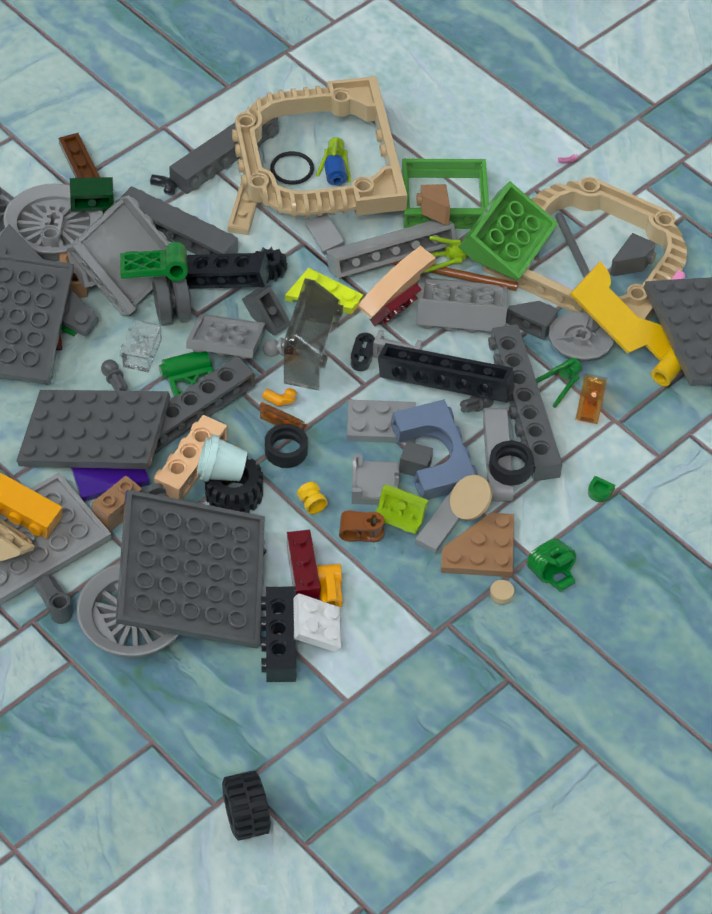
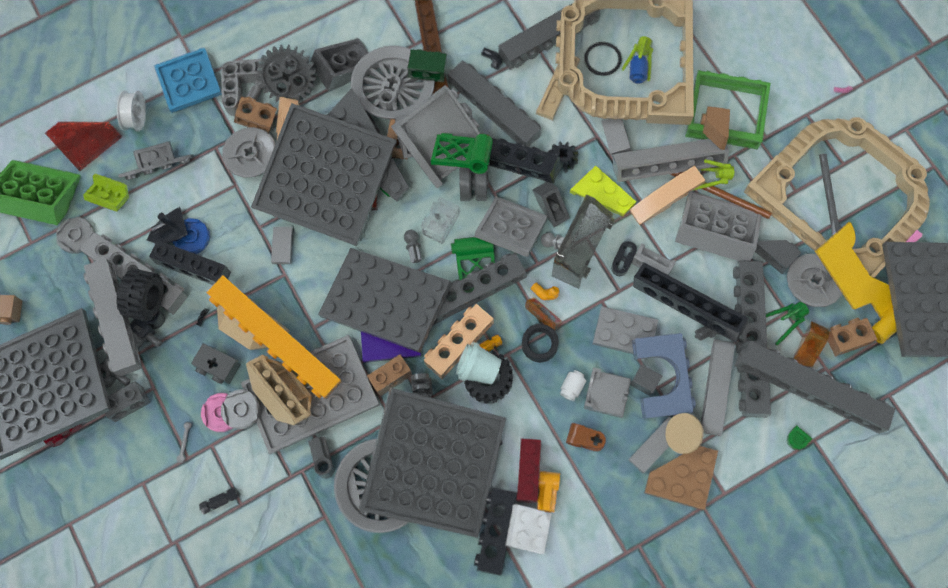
camera: 20 degrees right, 20 degrees up
(313, 500) = (550, 400): yellow wheel -> none
(334, 479) = (573, 385): none -> white brick
(396, 305) = (657, 224): dark red plate -> none
(402, 509) = (622, 430): lime bracket -> none
(501, 591) = (691, 526): tan tile -> none
(506, 476) = (724, 423): black tyre -> none
(508, 232) = (774, 168): bright green slope -> none
(551, 559) = (741, 505): green piece -> none
(603, 429) = (815, 387): none -> dark grey brick
(633, 256) = (881, 212): dark grey slope -> none
(633, 382) = (852, 339): none -> medium nougat brick

